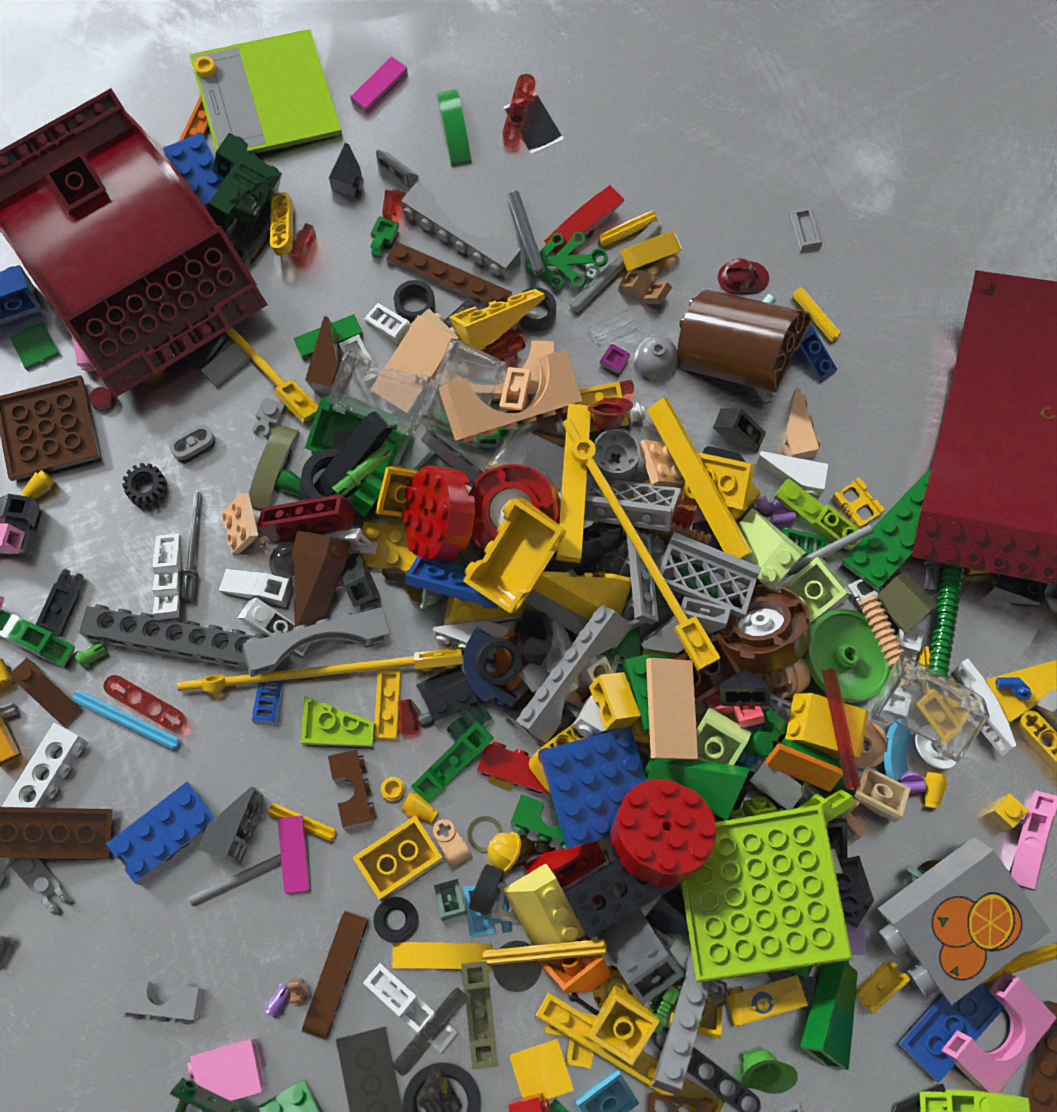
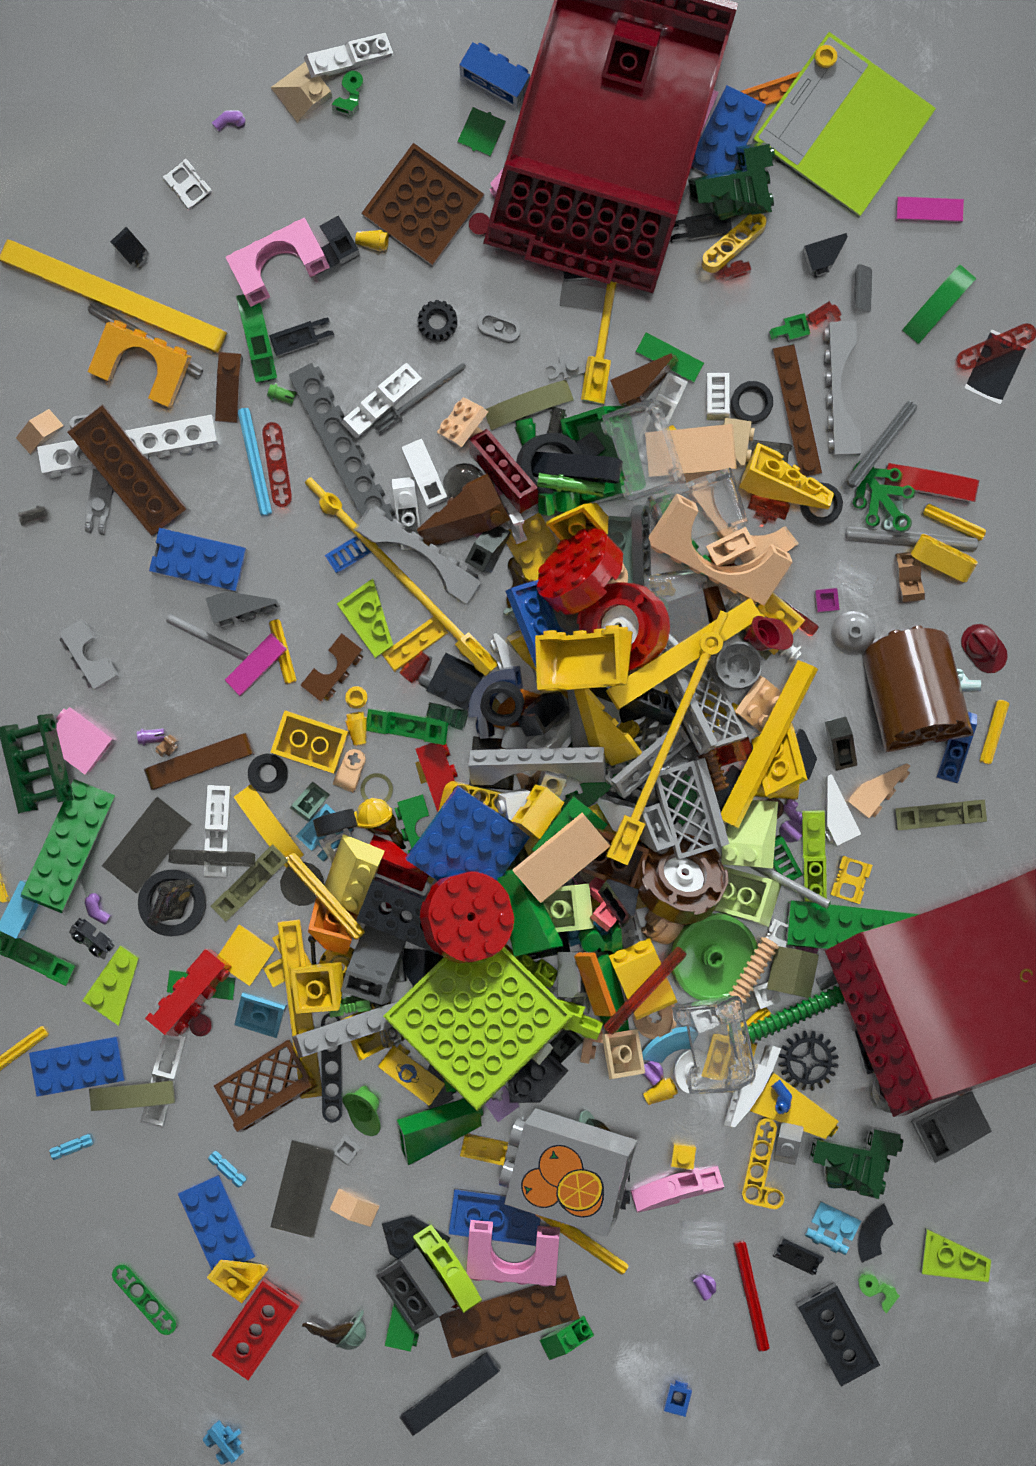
camera: 55 degrees right, 15 degrees up
(299, 450) = (555, 421): none -> clear smoke pin
(856, 395) = (941, 814): none -> olive slope
(984, 639) = (809, 1050): none -> black gear

